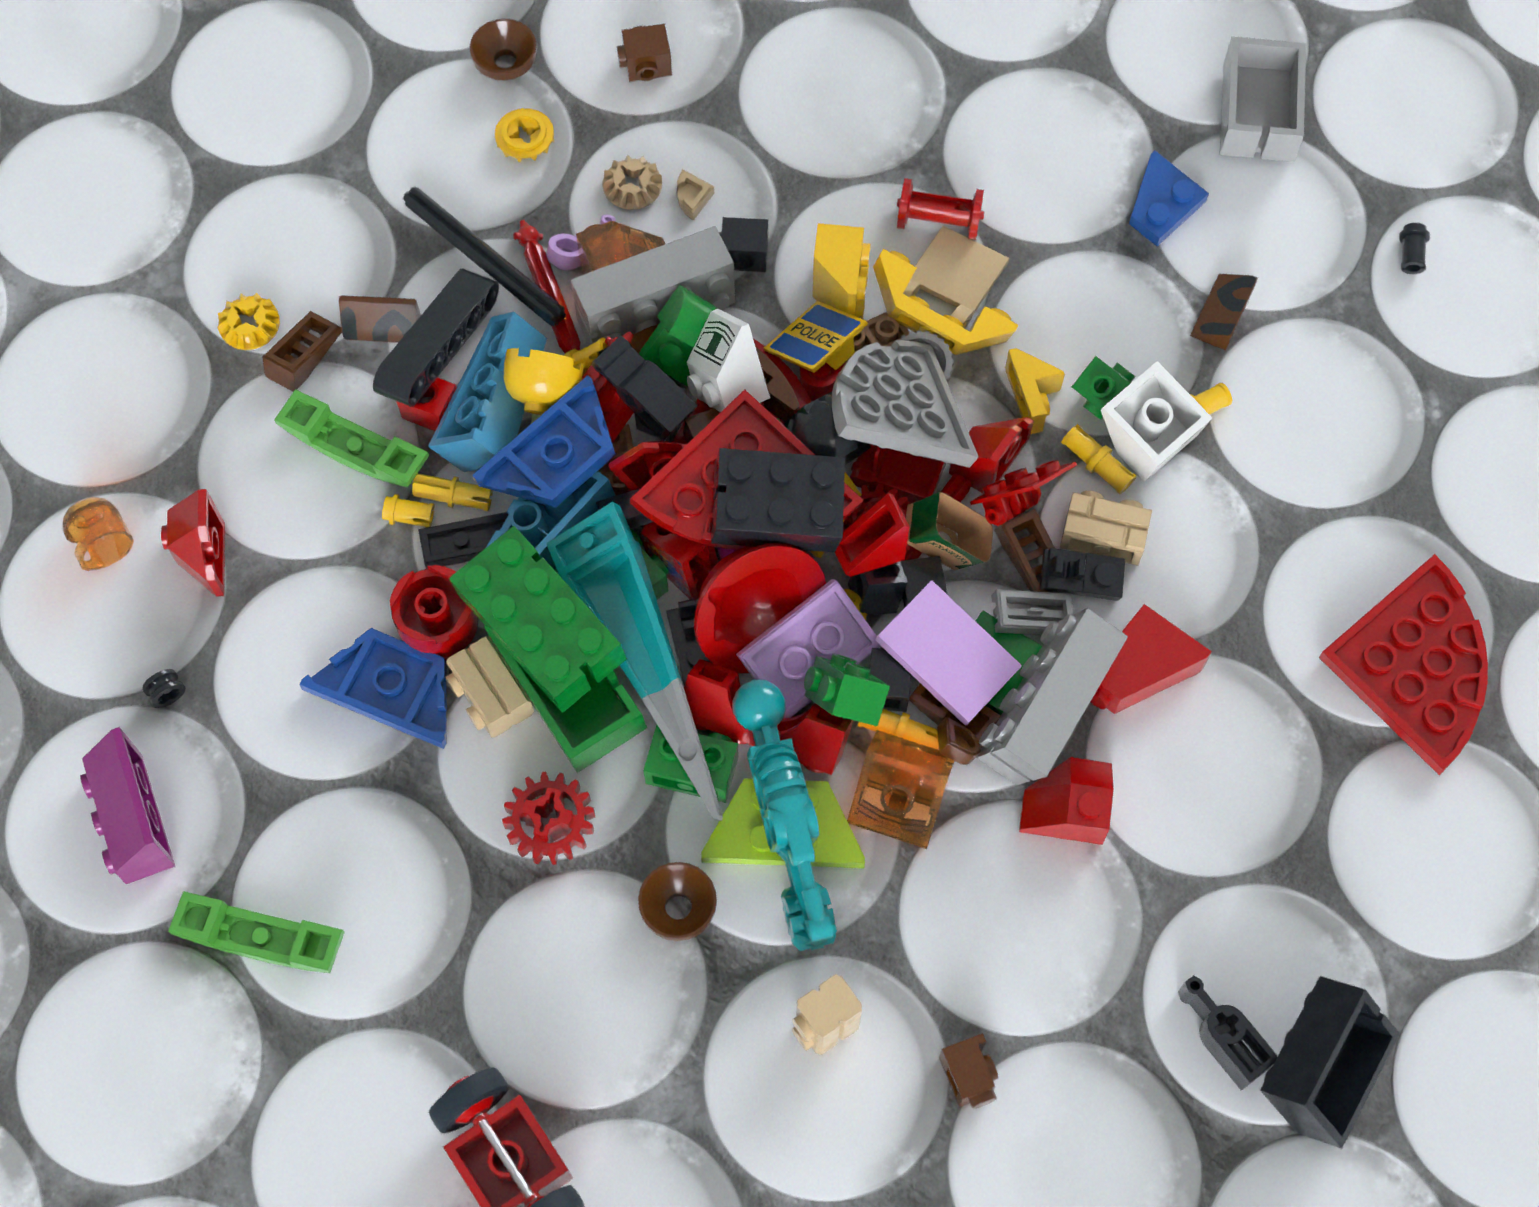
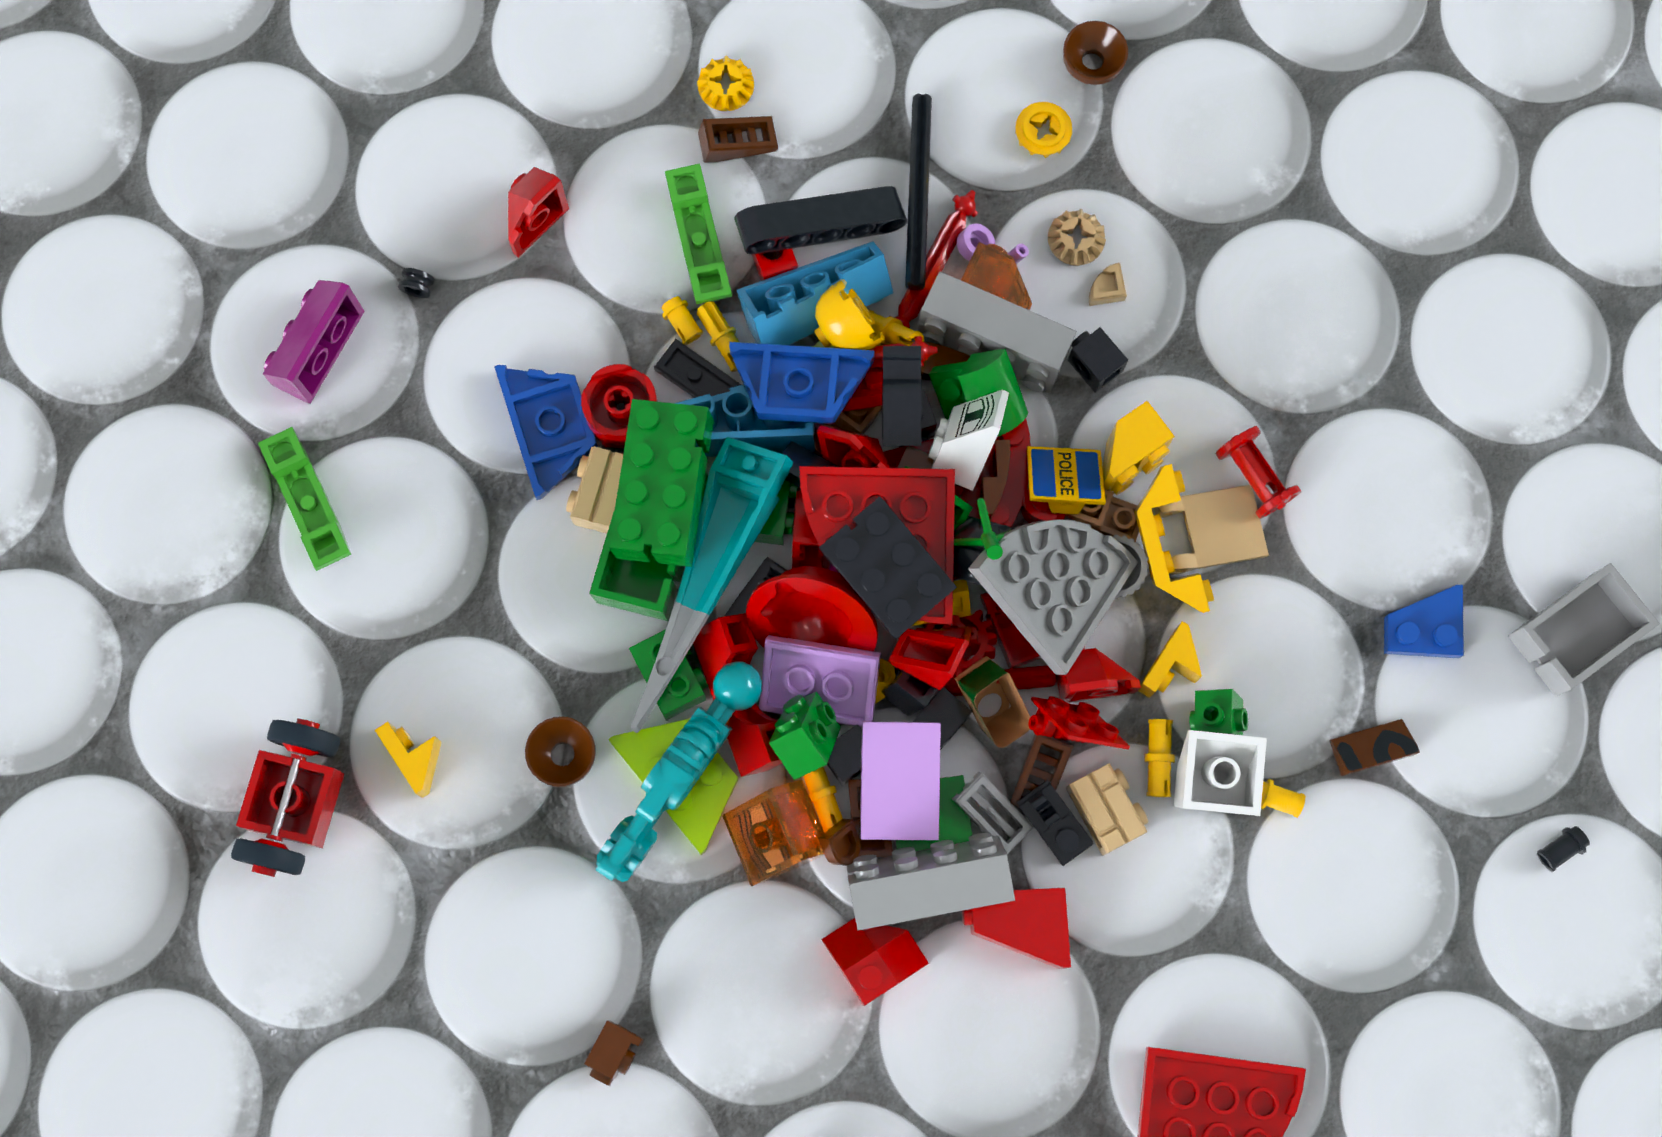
camera: 45 degrees right, 10 degrees up
(87, 523) = (487, 137): clear orange helmet -> none
(377, 317) = (805, 166): slope -> none
(565, 824) = (533, 621): red gear -> none
(575, 1035) = (416, 765): none -> yellow slope
(645, 52) = (1189, 151): reddish brown brick -> none
(826, 1015) = (562, 922): tan brick -> none
(827, 403) = (988, 538): none -> green plant

